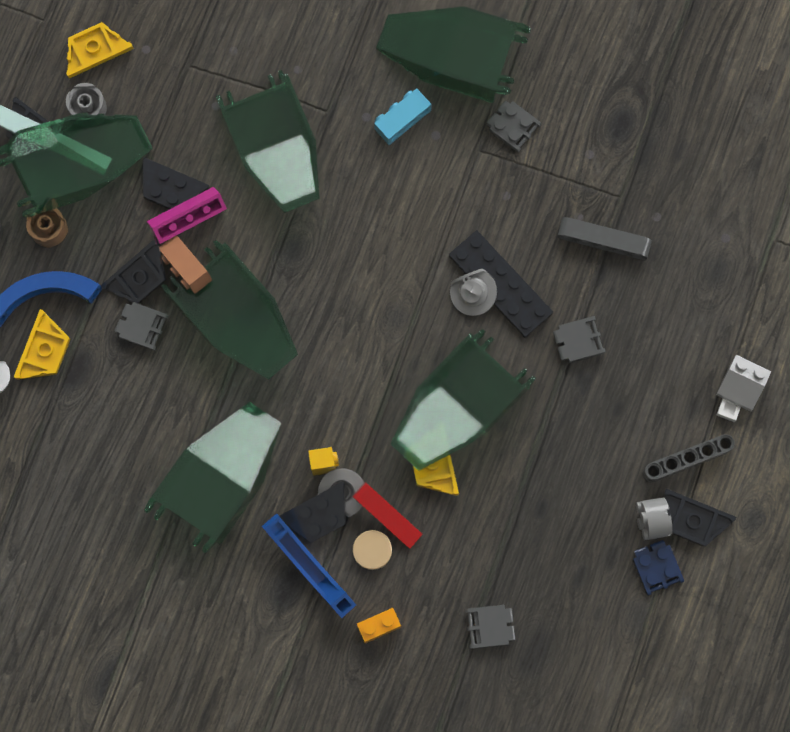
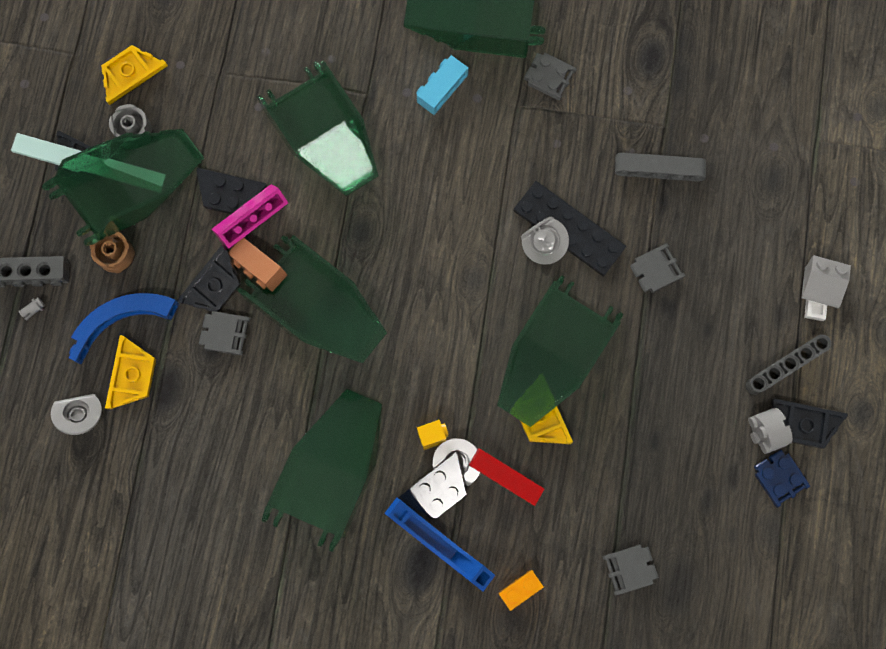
camera: 15 degrees left, 0 degrees up
(372, 550) = (498, 514): tan tile -> none

